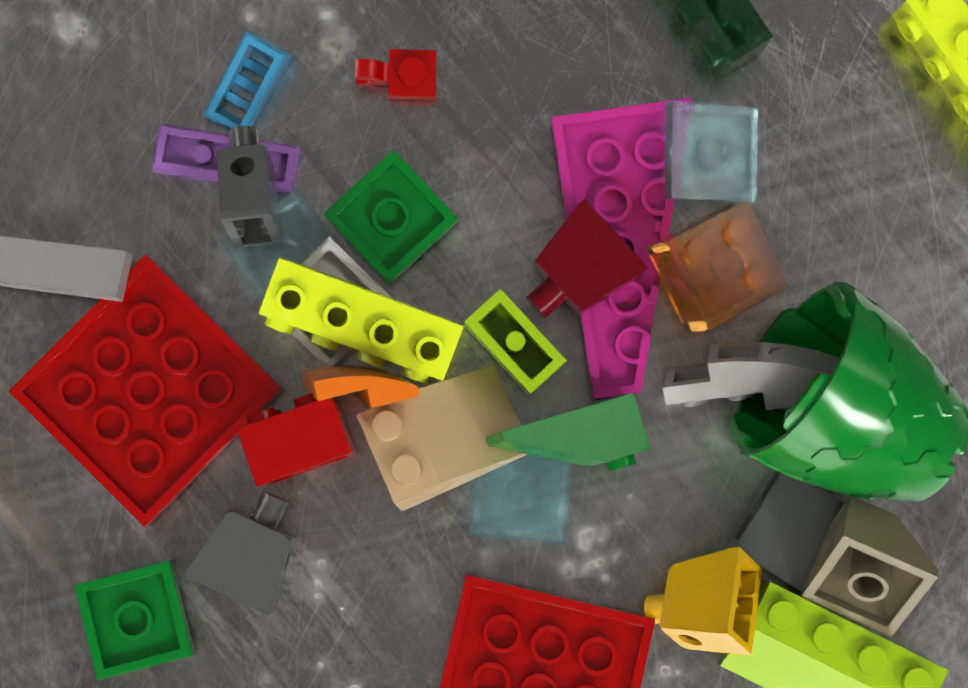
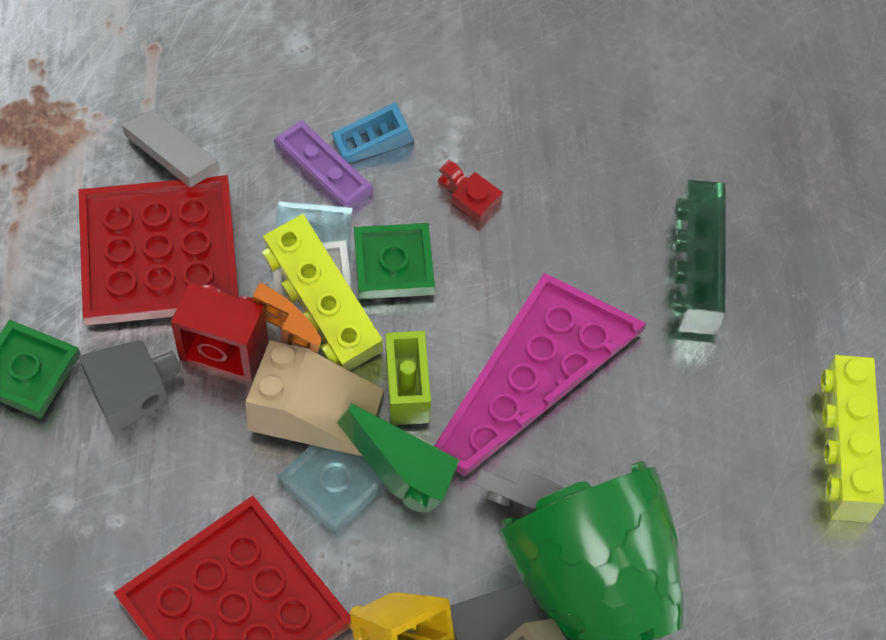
camera: 40 degrees right, 25 degrees down
(248, 190) = (317, 177): dark grey torso -> none
(583, 264) = (491, 359): dark red torso -> none
(710, 152) = (632, 363): clear light blue tile -> none
(717, 267) = (579, 425): clear orange brick -> none

